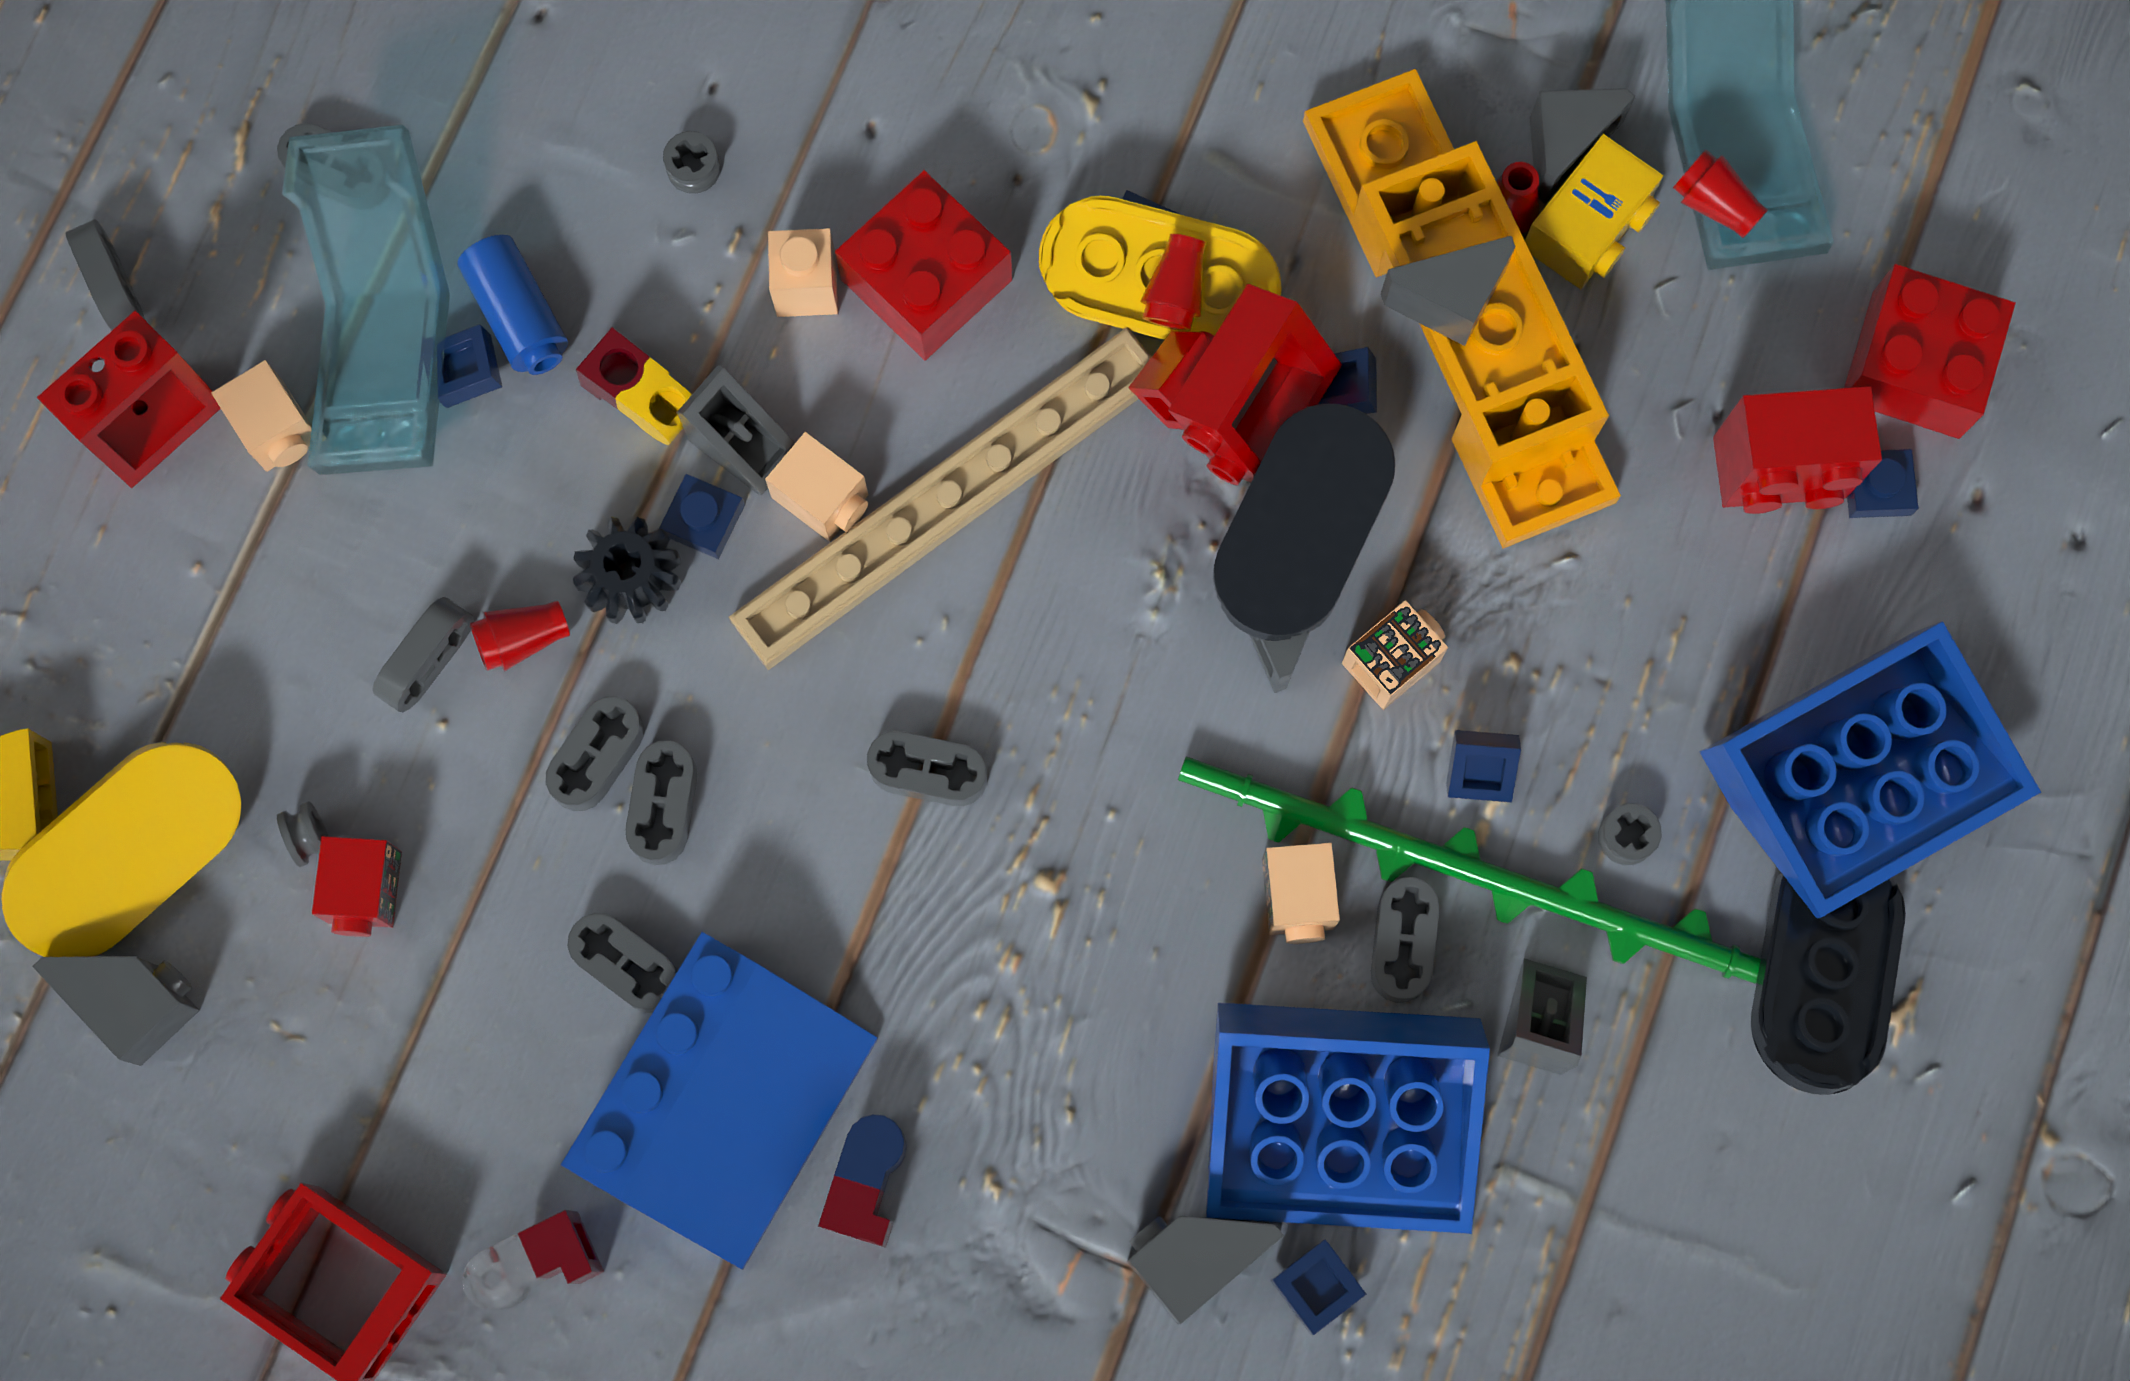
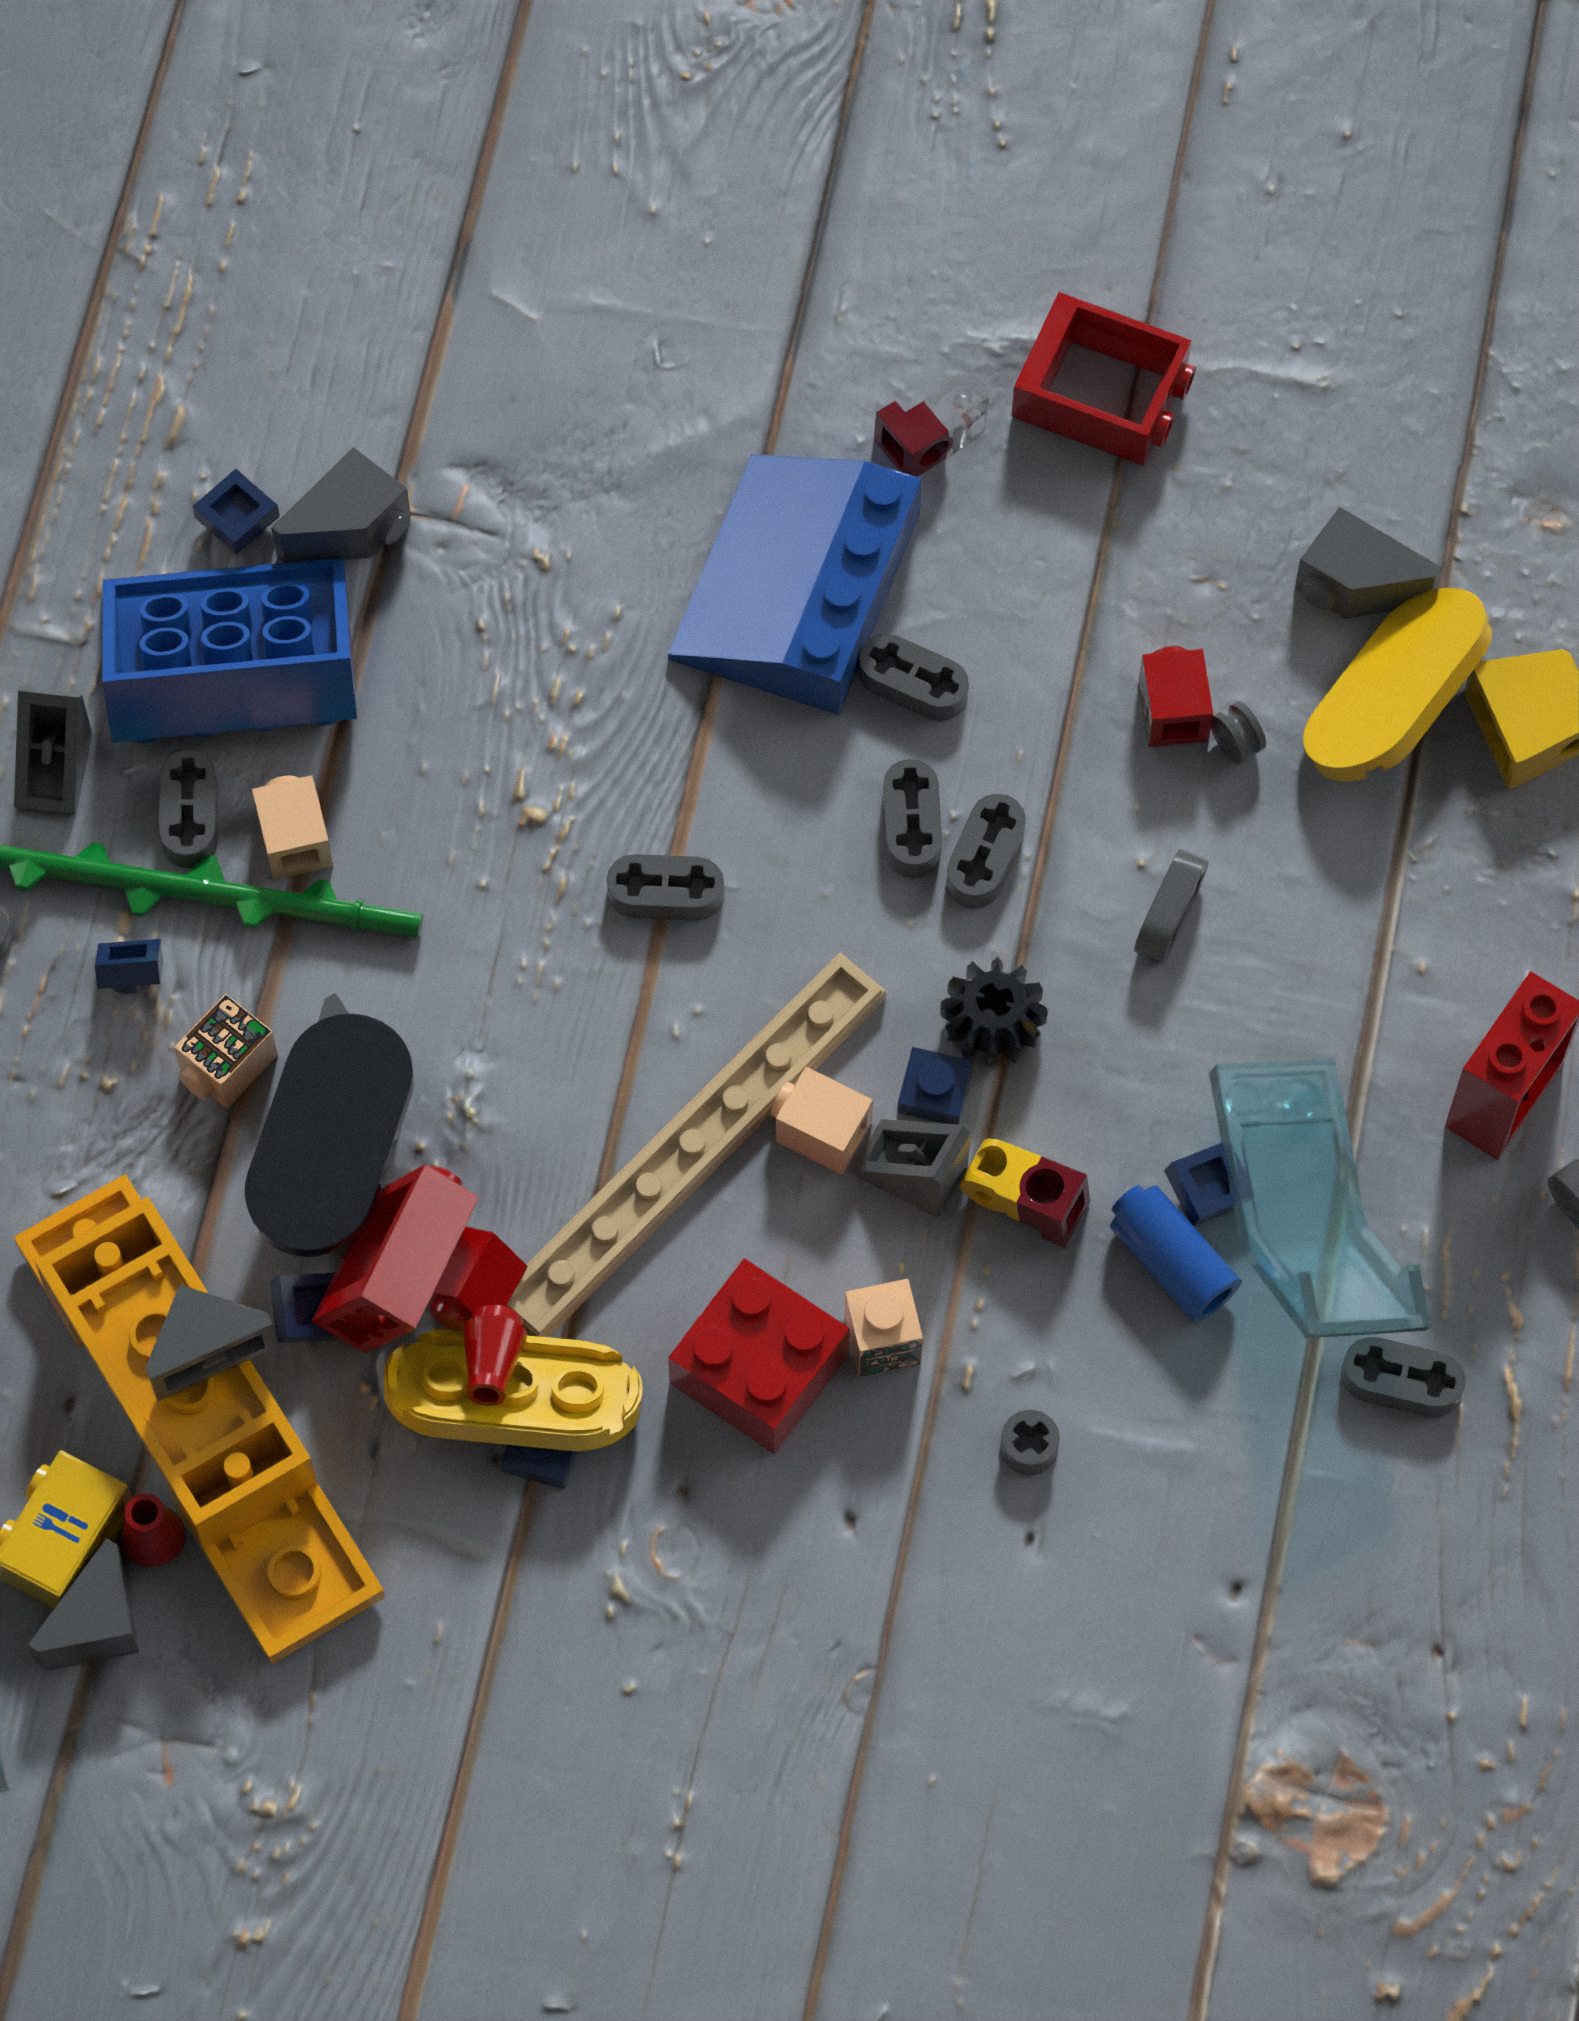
camera: 170 degrees right, 10 degrees down
(265, 416) = (1389, 1099): light nougat brick -> none
(517, 633) = (1086, 940): red cone -> none
(869, 1155) = (655, 542): leg -> none

